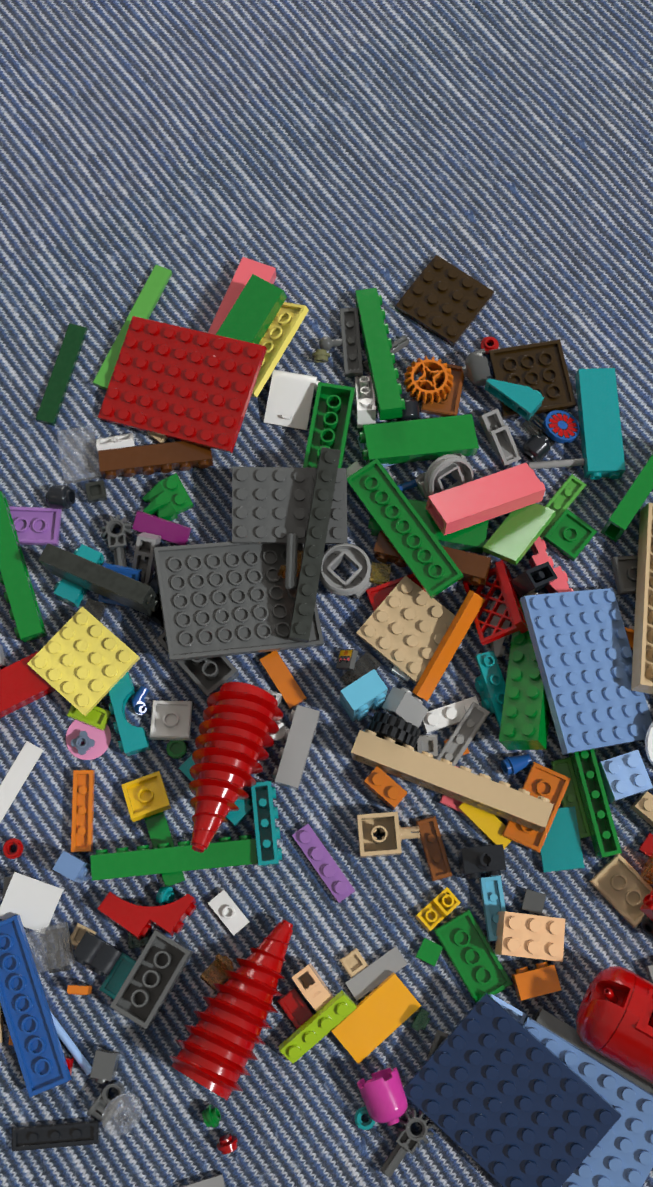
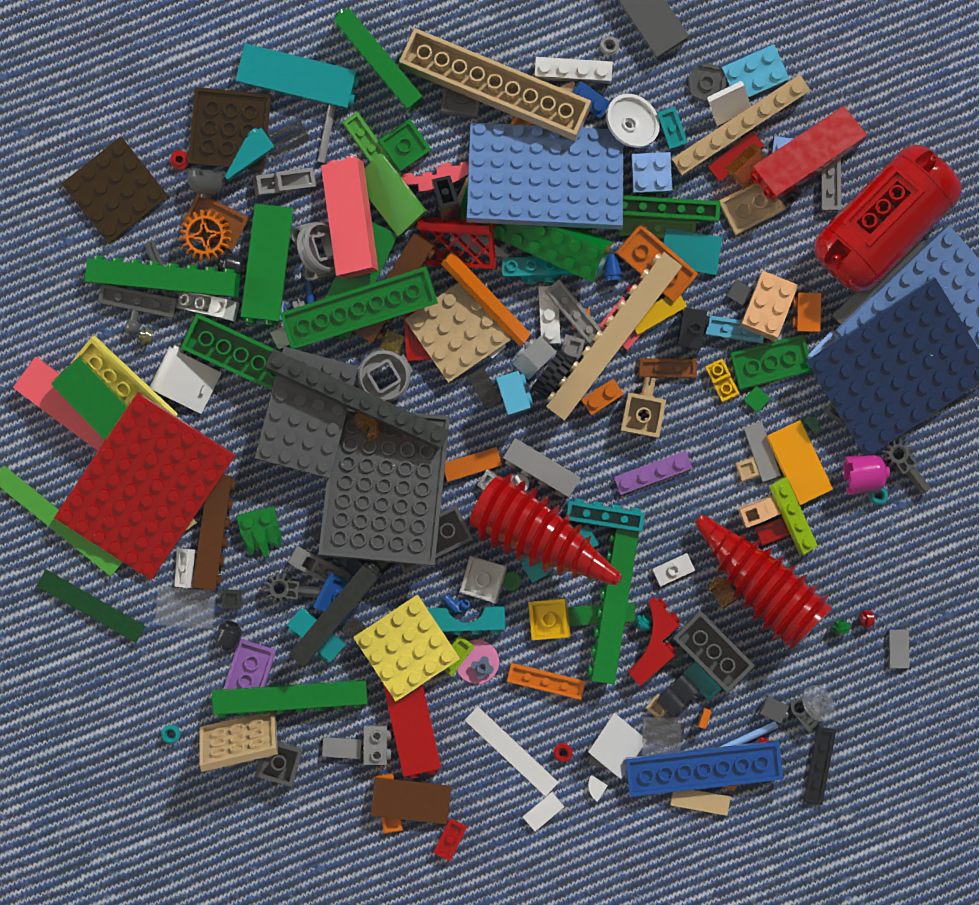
camera: 70 degrees left, 15 degrees up
(72, 867) = (597, 699): medium blue brick -> none
(166, 529) = (288, 542): magenta tile -> none
(291, 561) = (366, 426): dark grey axle -> none
(347, 659) = (470, 398): dark grey tile -> none
(536, 447) = (307, 149): black head -> none
(561, 426) = (290, 116): tile -> none

